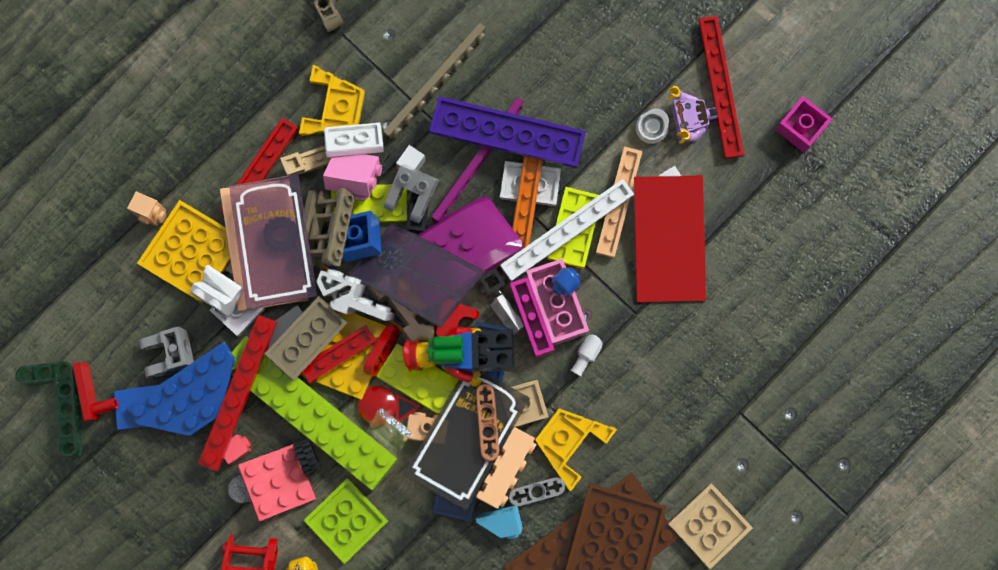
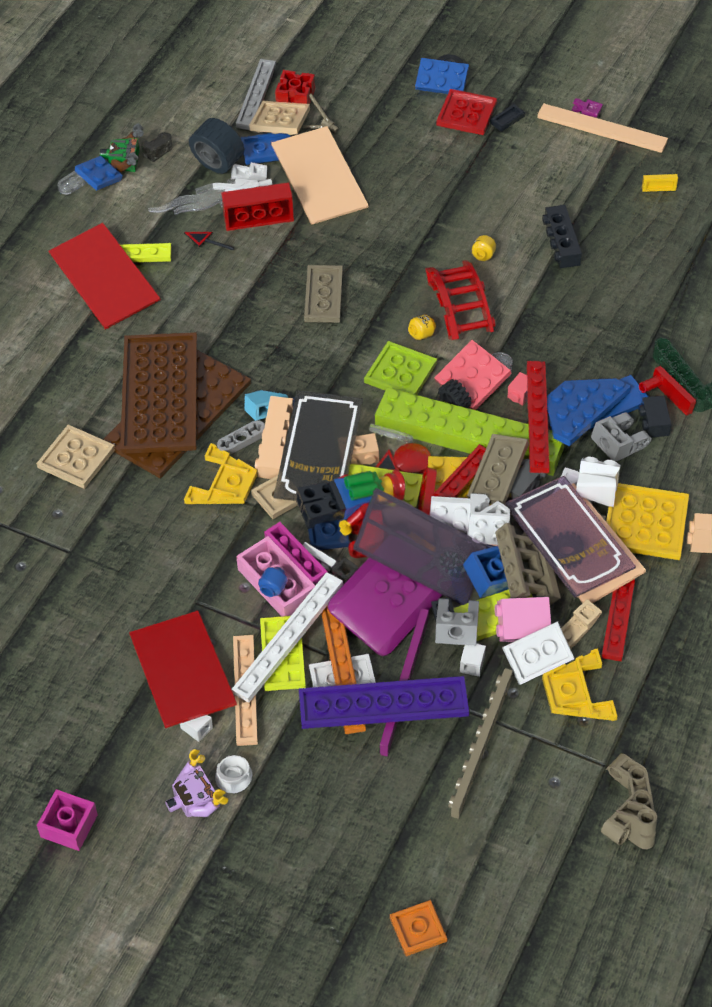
camera: 165 degrees right, 25 degrees down
(120, 366) = (655, 416): none -> black brick
(487, 422) = (302, 460): nougat beam -> none
(587, 353) = (231, 550): white arm -> none
(721, 87) = (171, 839): red plate -> none

